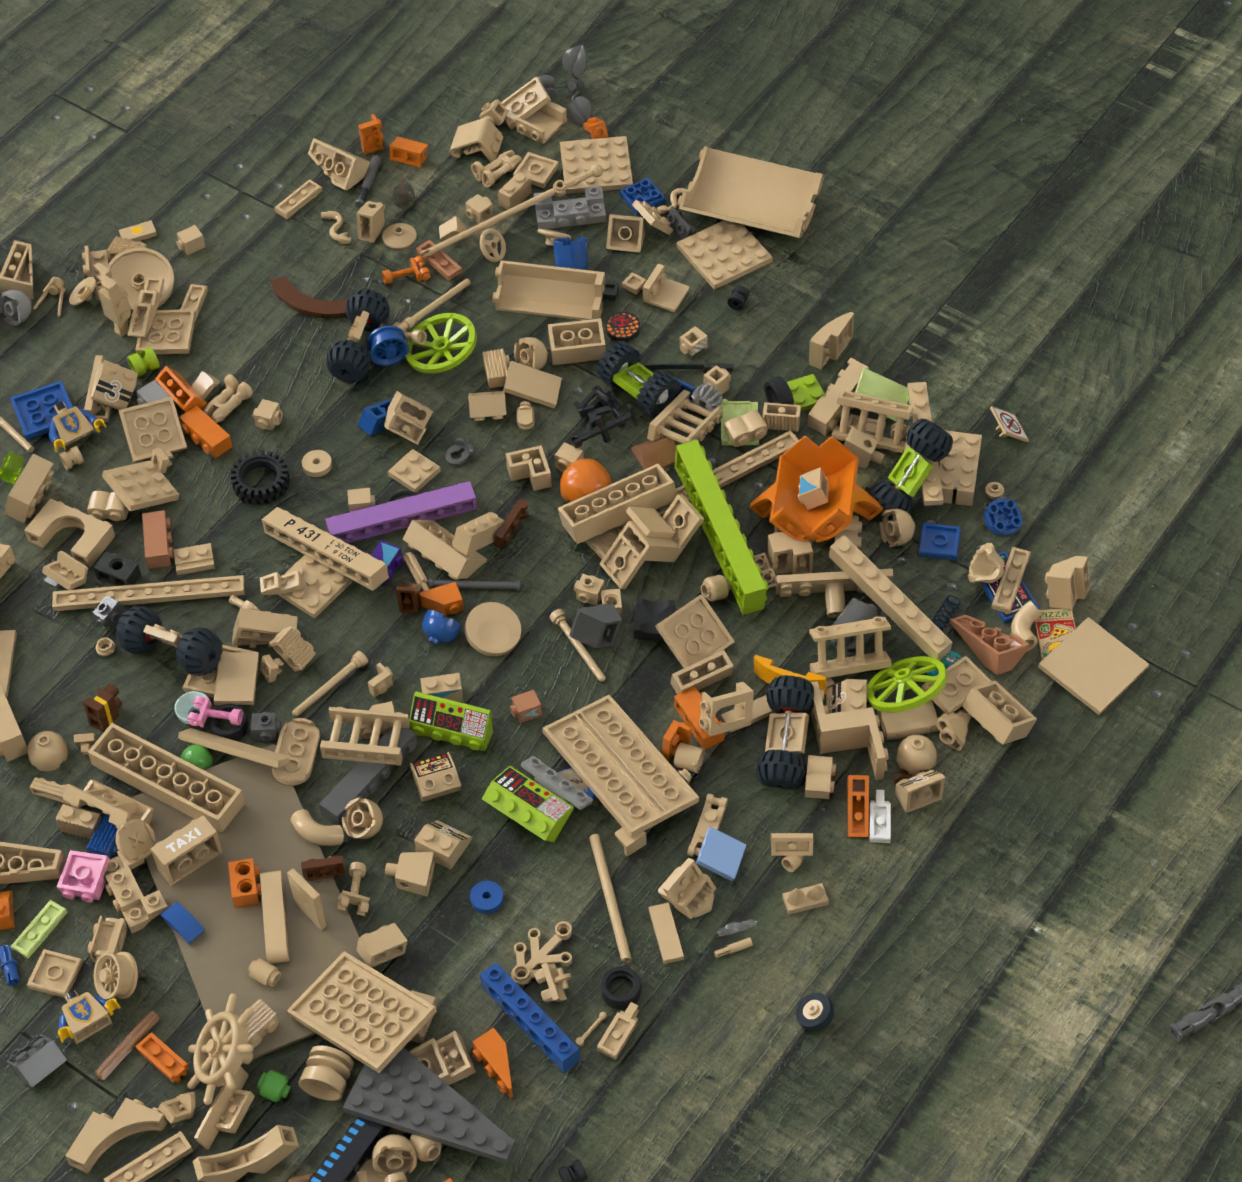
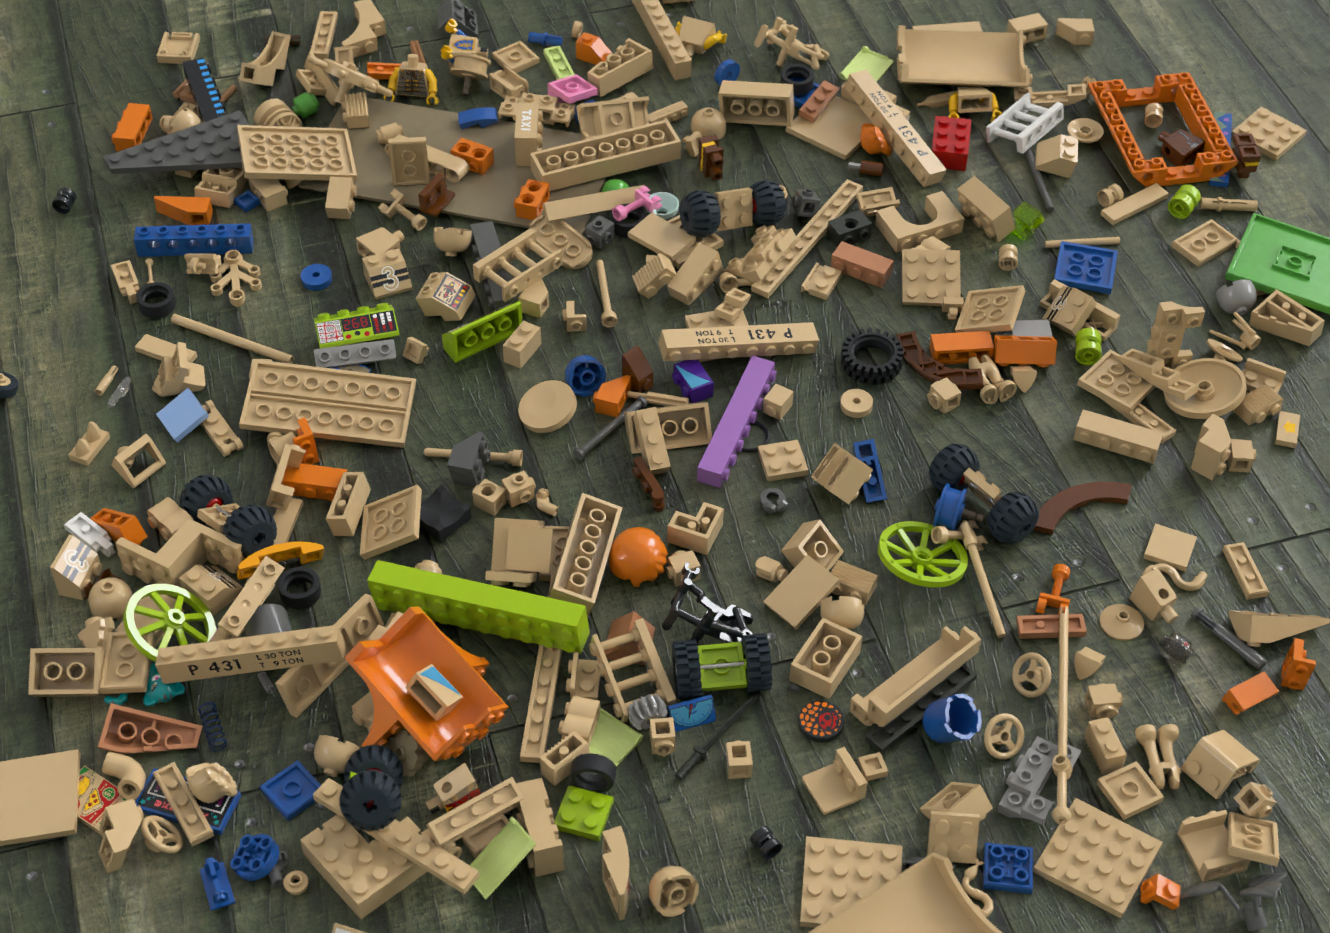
camera: 125 degrees right, 5 degrees down
(20, 605) = (868, 167): none -> reddish brown piece
(71, 425) = (1041, 264): torso -> none
(135, 839) = (563, 110): tan tile -> none
(169, 1016) = (413, 80): none -> torso
(198, 600) = (767, 249): none -> tan bracket
(201, 249) = (1212, 448): none -> tan piece
(230, 304) = (1118, 436): none -> tan brick
(243, 438) = (934, 370): none -> reddish brown tile
(264, 792) = (531, 198): none -> orange brick
(311, 240) = (1170, 547): none -> tan tile
(315, 832) = (472, 207): tan cylinder -> none
(439, 1028) = (247, 201): none -> blue tile
(510, 756) = (415, 350): none -> tan tile
(526, 706) = (450, 385): nougat brick -> none
(585, 569) = (543, 504): none -> tan arm
(716, 451) = (584, 678): none -> tan bracket
(795, 642) = (294, 575): none -> black tyre
(814, 315) = (672, 890): none -> tan cylinder
(1038, 524) = (216, 884): none -> blue hinge
(1041, 572) = (160, 837): none -> tan piece

